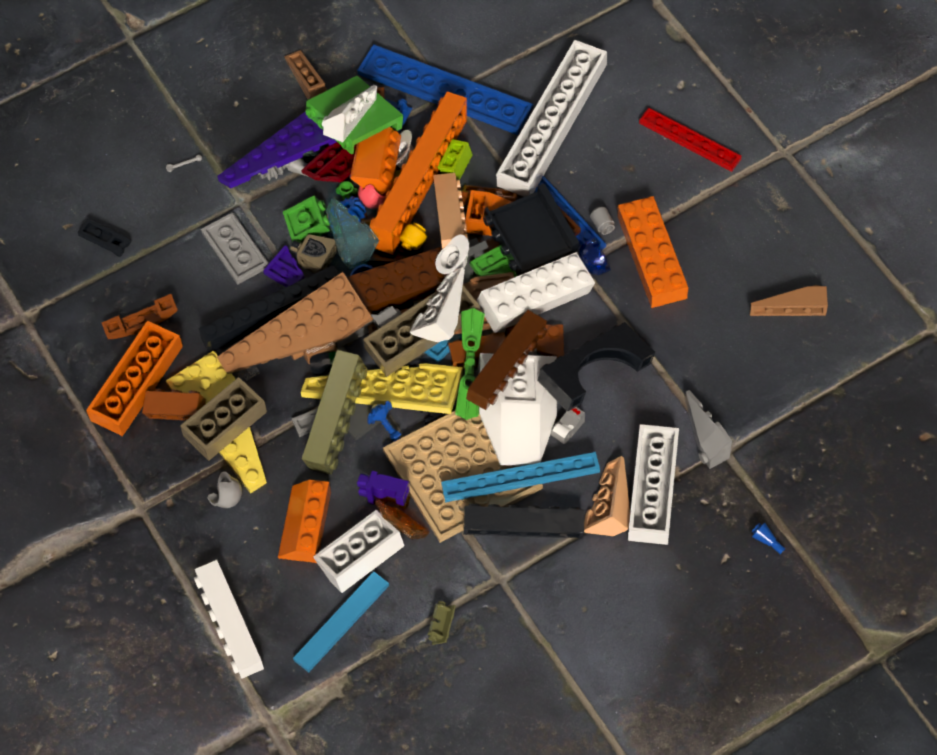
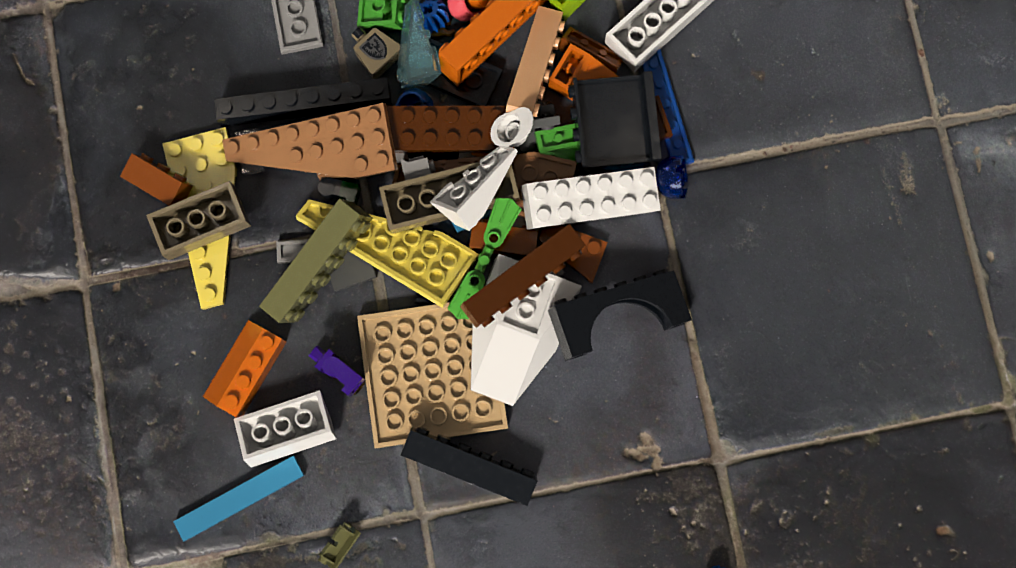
camera: 20 degrees right, 20 degrees up
(132, 324) = (161, 60): dark orange slope -> none
(135, 374) = (128, 130): orange brick -> none
(228, 492) = (176, 306): light grey helmet -> none
(229, 619) = (123, 451): white brick -> none
(284, 269) = (337, 58): dark purple wing -> none
(379, 413) = (367, 276): blue piece -> none
(401, 521) = (342, 412): clear orange tile -> none
(413, 237) = (485, 75): yellow head -> none
(520, 477) = (486, 413): dark azure plate -> none
(568, 425) = (560, 368): light grey leg -> none
(602, 220) = (701, 131): light grey brick -> none
(611, 504) = (570, 481): light nougat wedge -> none
(652, 252) = (740, 192): orange brick -> none
(653, 484) = (625, 476): white brick -> none
(690, 139) = (840, 65): red tile -> none
(710, 437) = (707, 450): light grey wedge -> none
(799, 302) = (882, 319): medium nougat slope -> none

